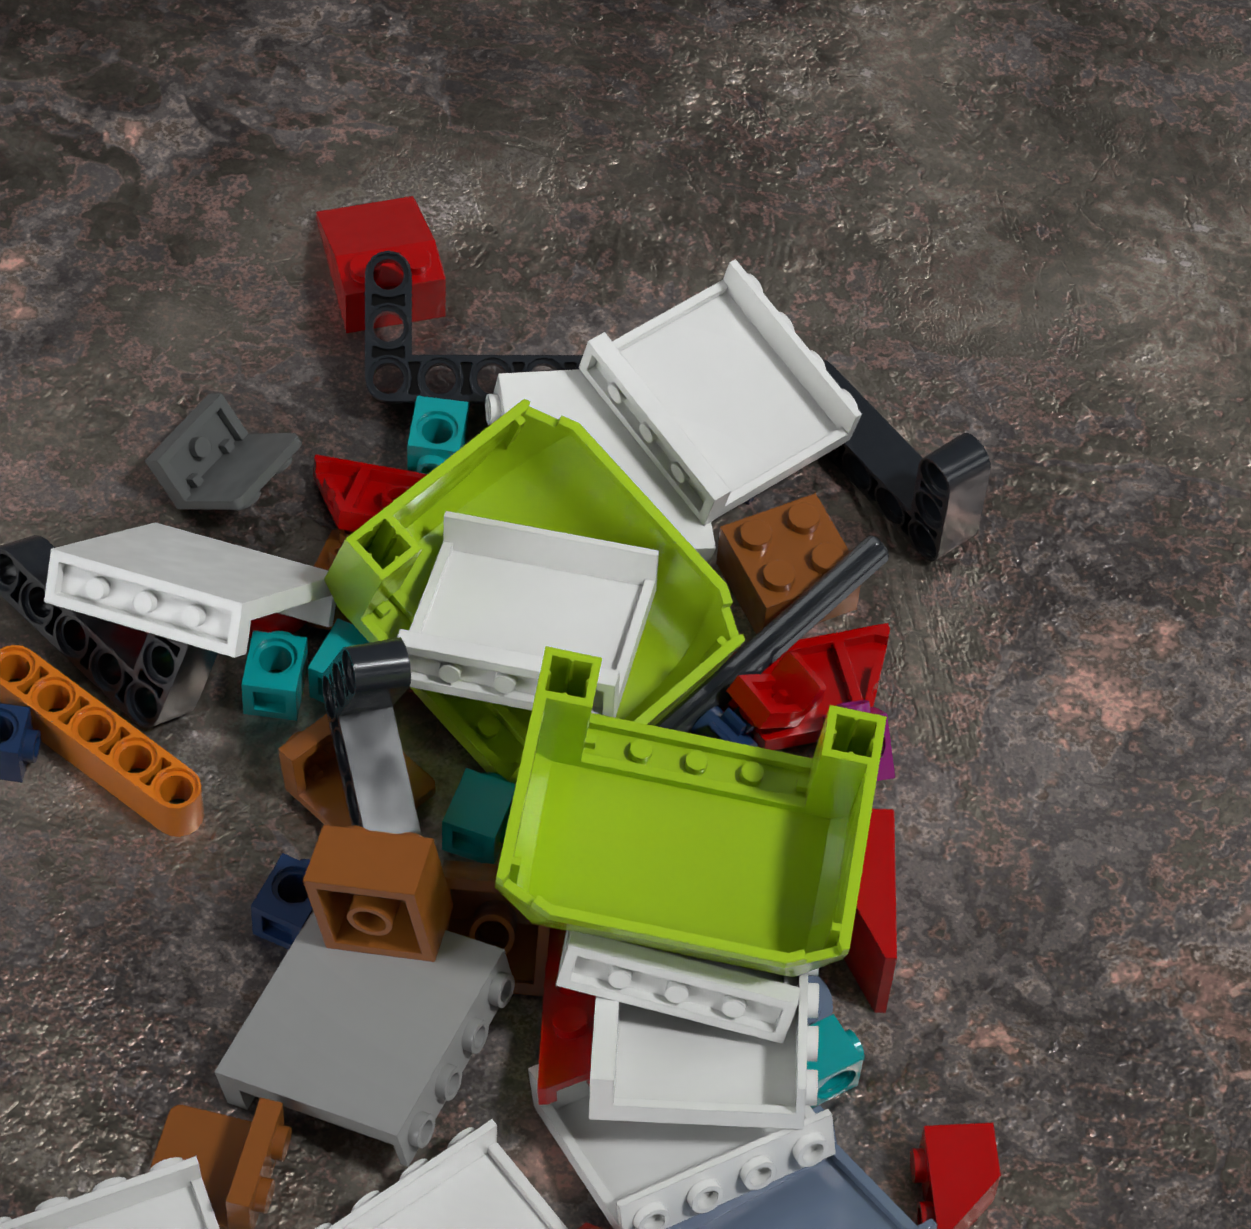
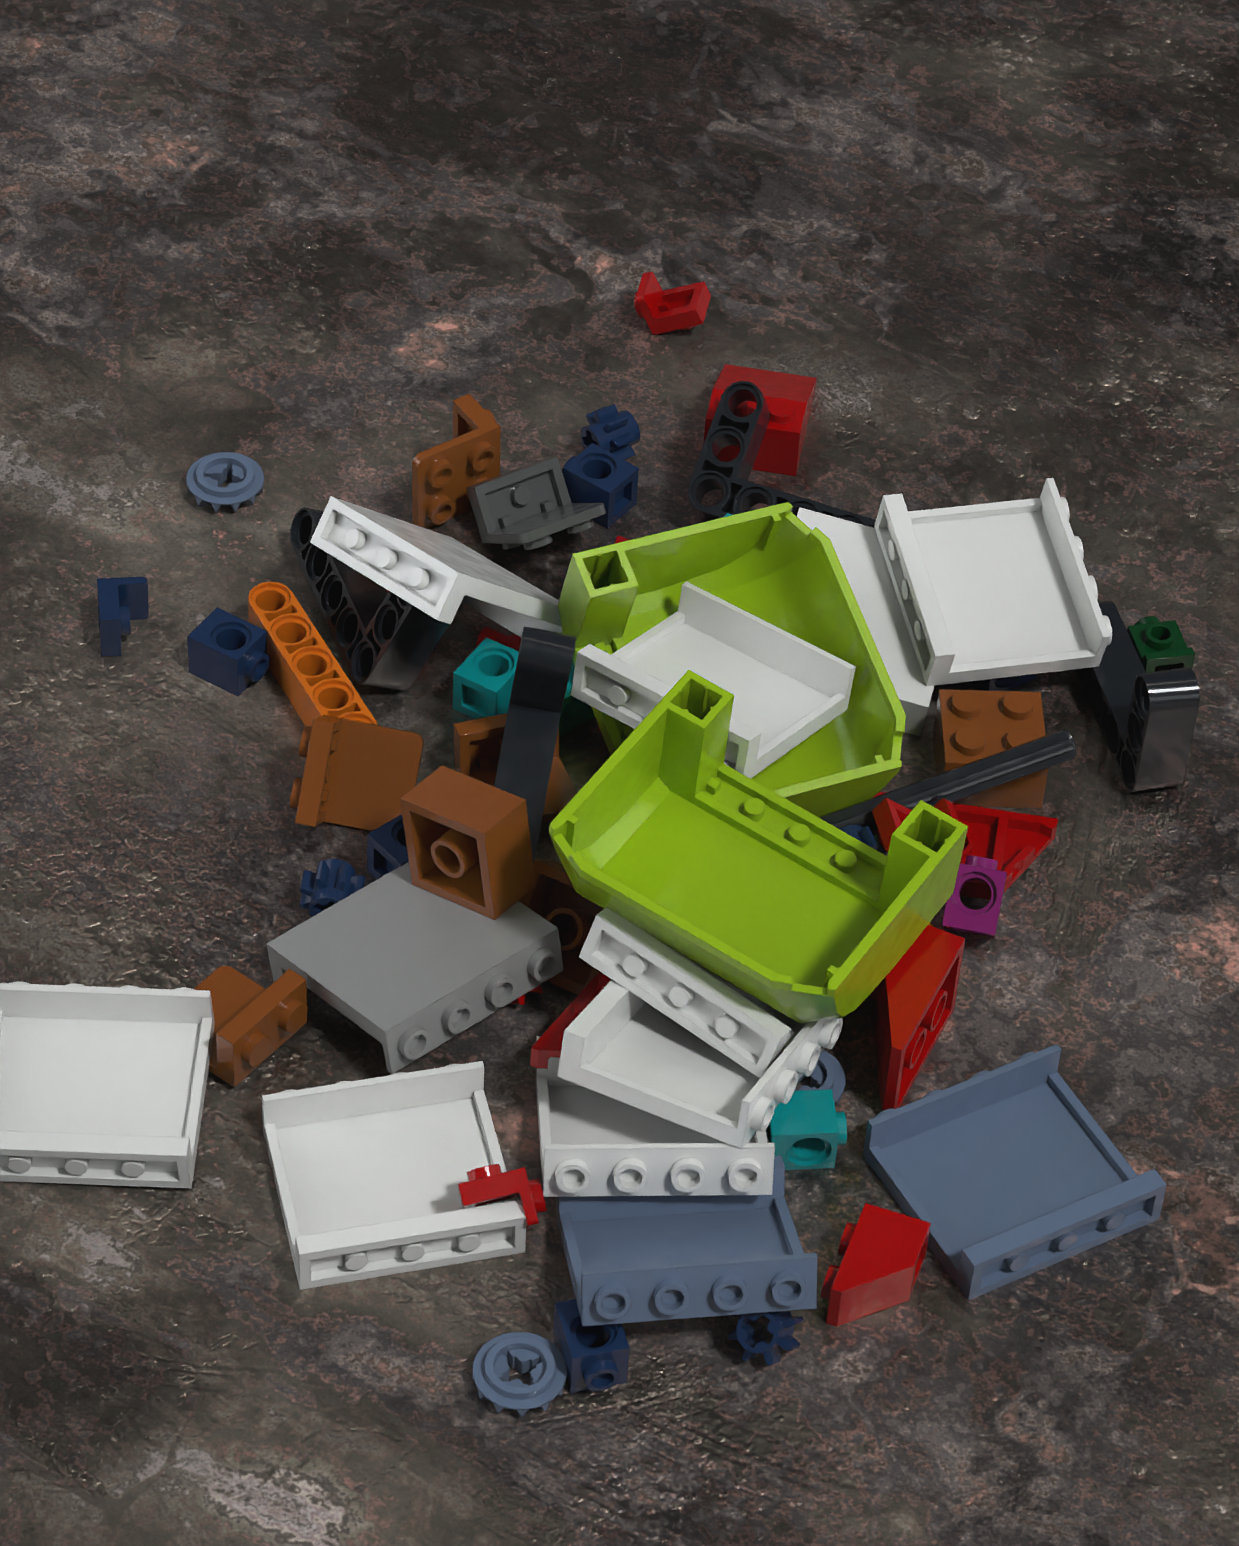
camera: 25 degrees right, 10 degrees down
(132, 430) = (450, 467): none -> dark orange bracket
(205, 839) = (354, 772): none -> dark orange bracket
(235, 164) = (671, 308): none -> red bracket
(239, 978) = (329, 885): none -> dark blue gear
(250, 341) = (611, 431): none -> dark blue gear
(267, 399) = (604, 479): none -> dark blue brick
(894, 396) = (1160, 644): none -> dark green brick
(1023, 1030) = (1008, 1173): none -> sand blue panel

